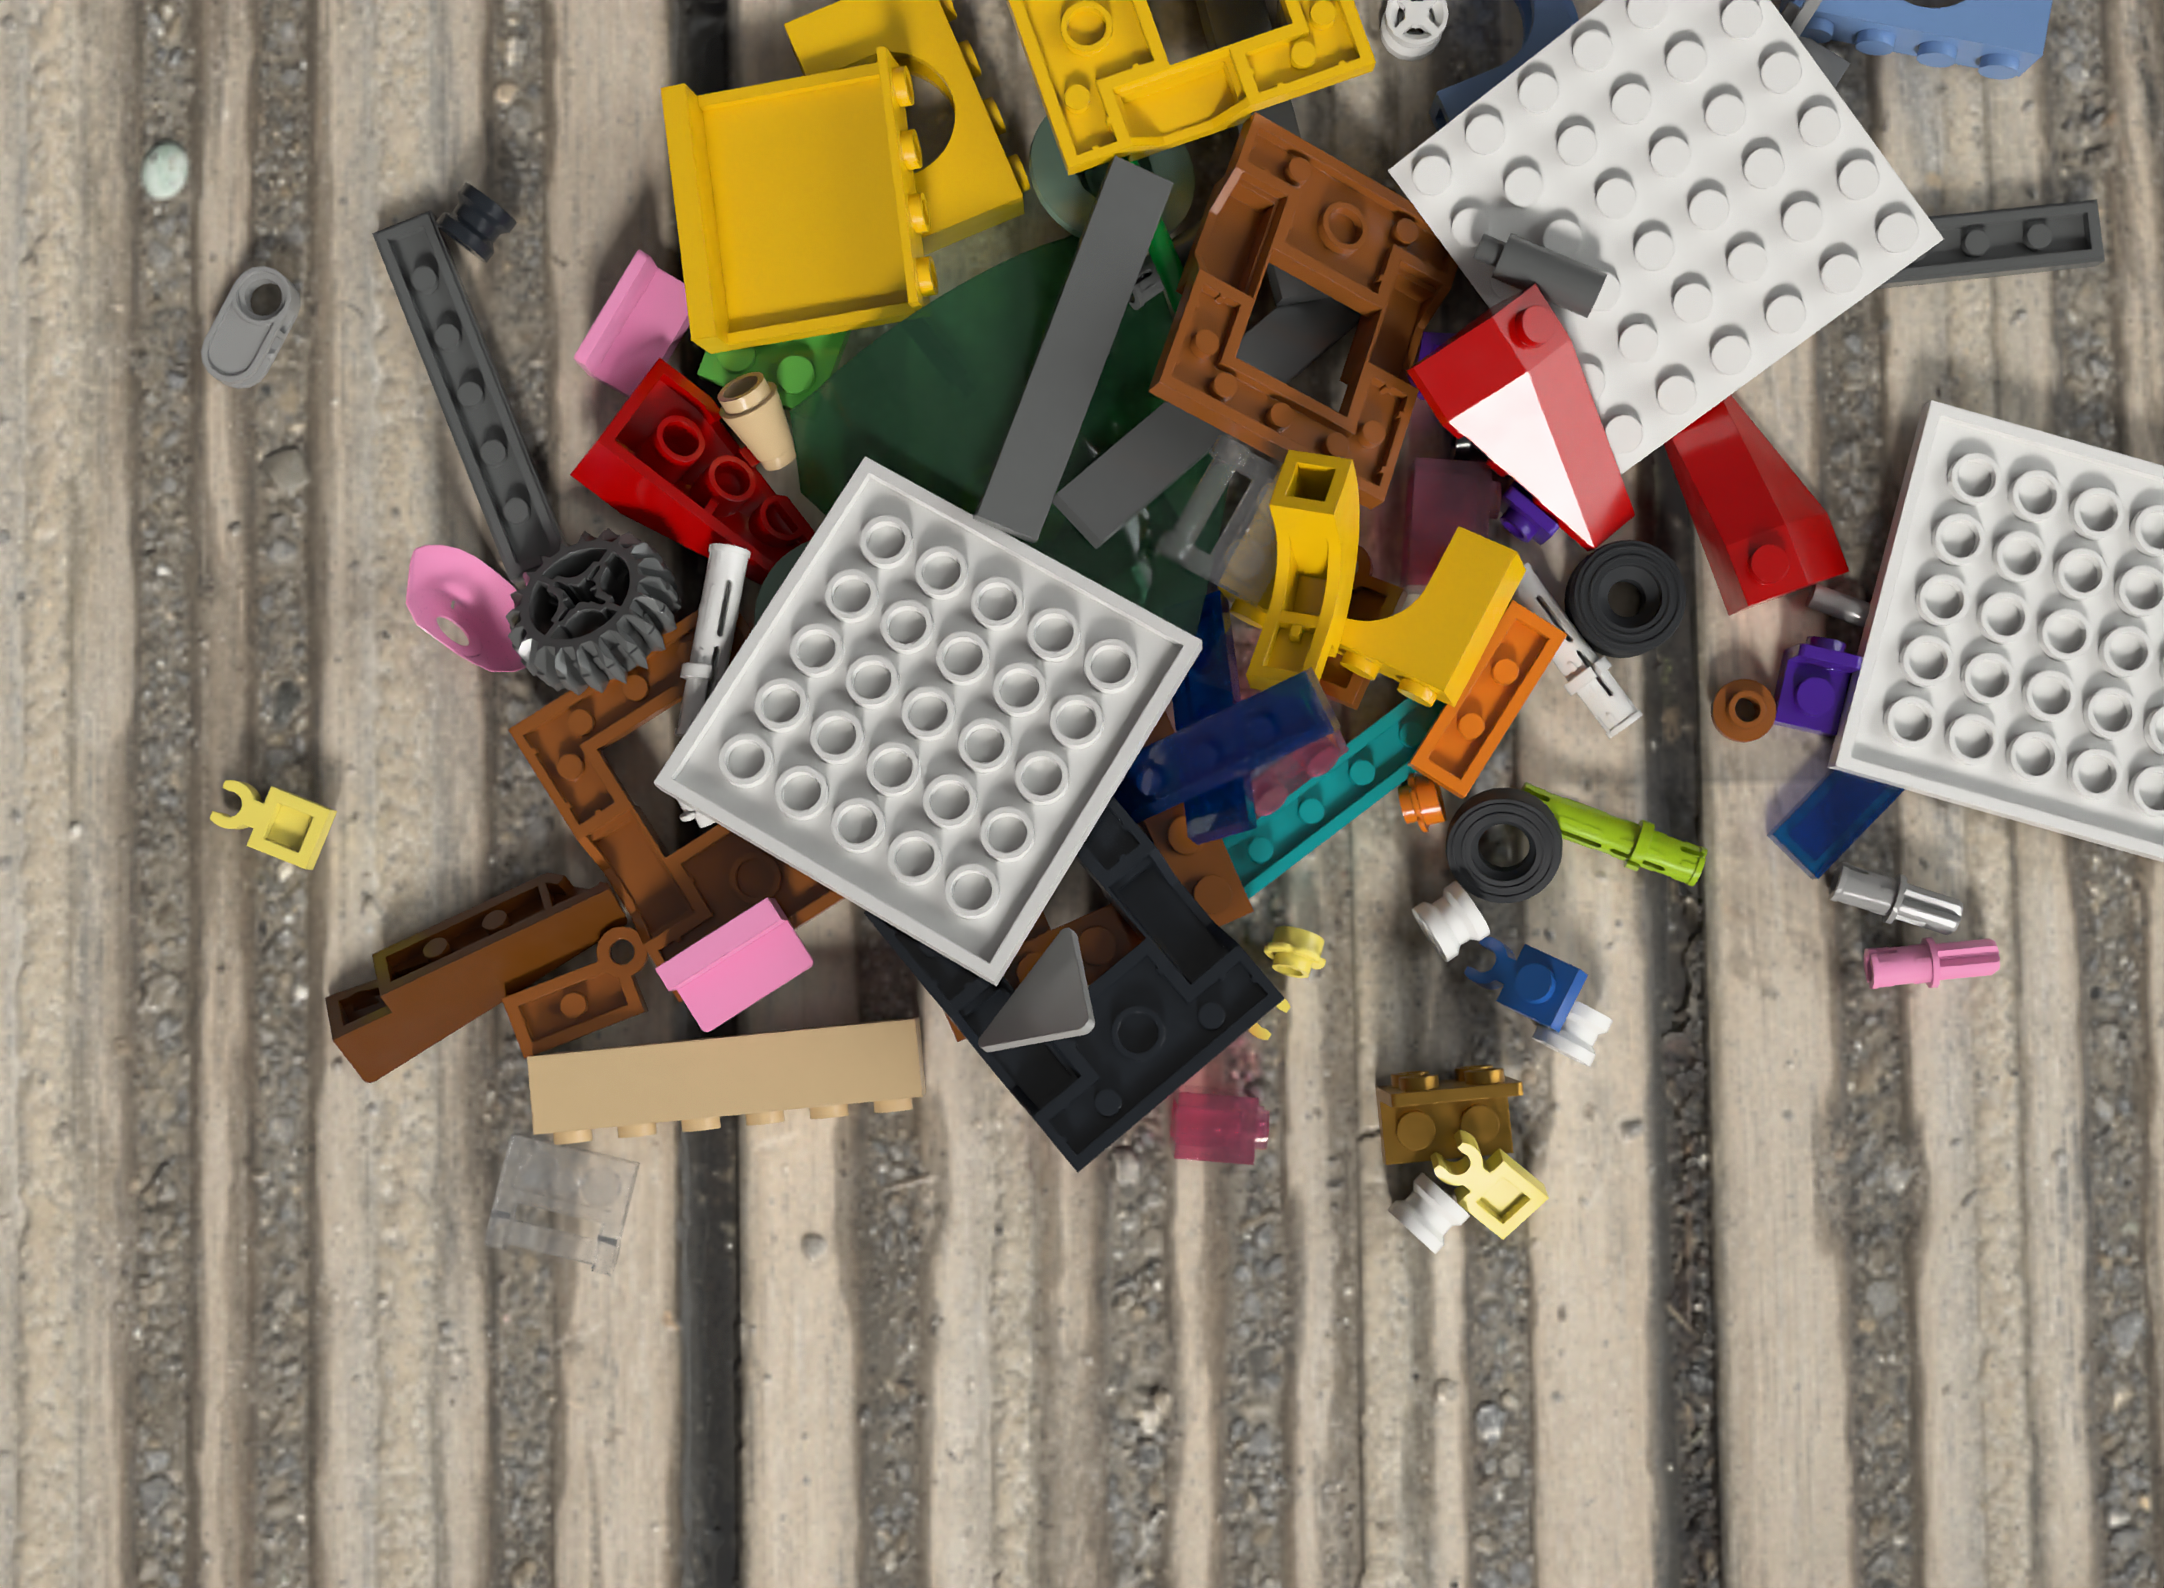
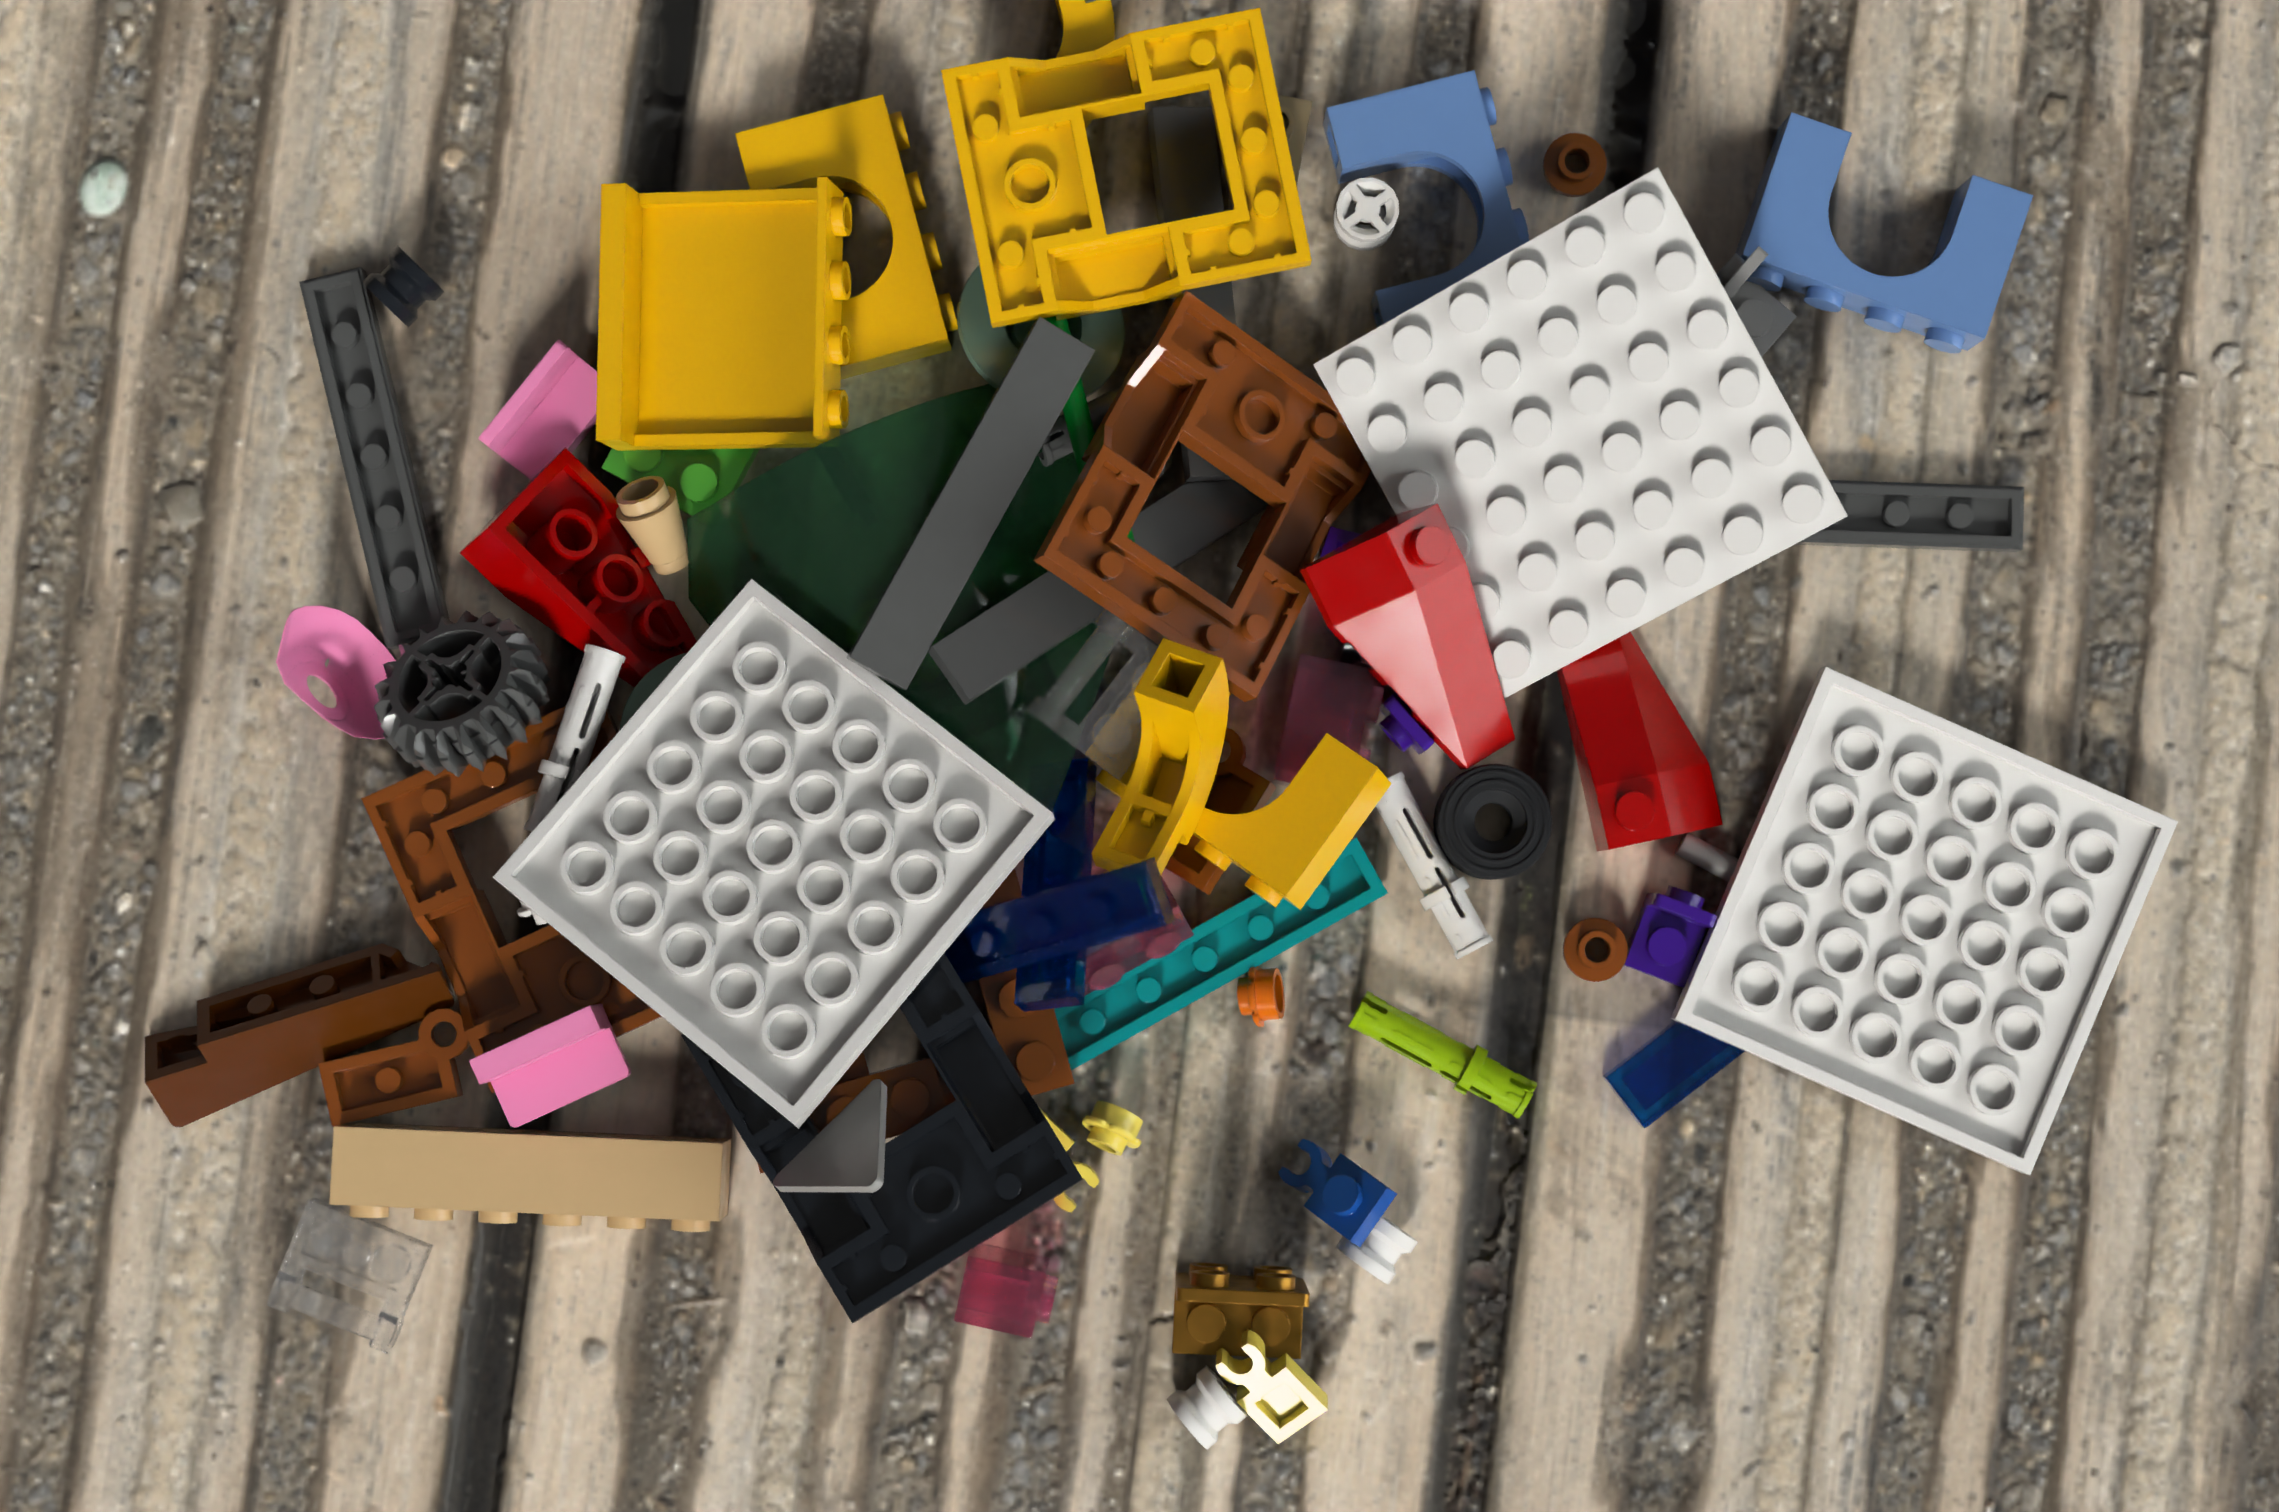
camera: 10 degrees right, 0 degrees up
(243, 343) = (156, 373): light grey piece -> none
(282, 825) = (127, 859): light yellow plate -> none
(1451, 921) = (1271, 1119): white wheel -> none
(1496, 882) = (1324, 1087): black tyre -> none
(1499, 686) = (1340, 905): orange plate -> none
(1557, 276) = (1457, 494): dark grey cylinder -> none
(1895, 899) = (1718, 1159): light grey axle -> none
(1930, 962) = (1744, 1228): bright pink axle -> none

